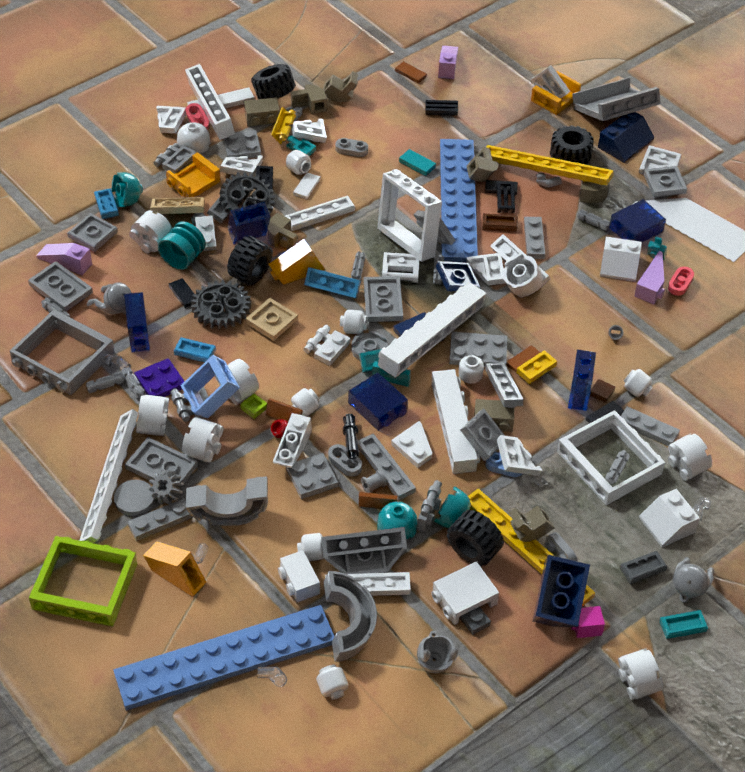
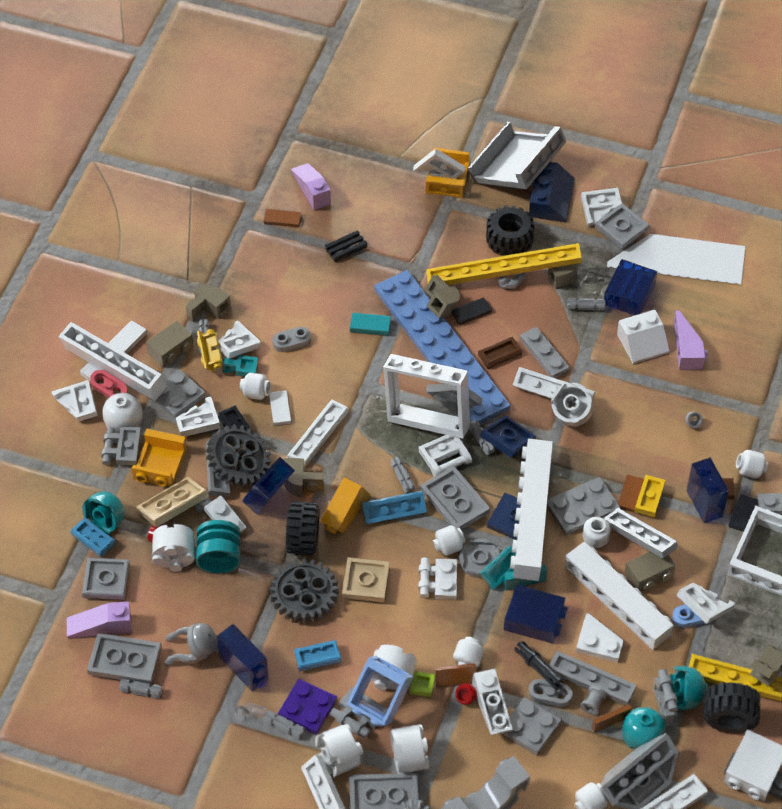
camera: 30 degrees left, 5 degrees up
(73, 328) = (187, 699): light grey window -> none
(105, 382) = (256, 740): light grey axle -> none
(182, 292) = (252, 597): black piece -> none
(273, 81) = (159, 303): black tyre -> none
(340, 90) = (231, 276): dark tan brick -> none
(482, 434) = (660, 596): light grey plate -> none
(488, 268) = (529, 411): white wing -> none
(506, 208) = (493, 333): black tile -> none
(655, 247) = (669, 309): teal plate -> none
(681, 281) = (712, 333): coral plate -> none

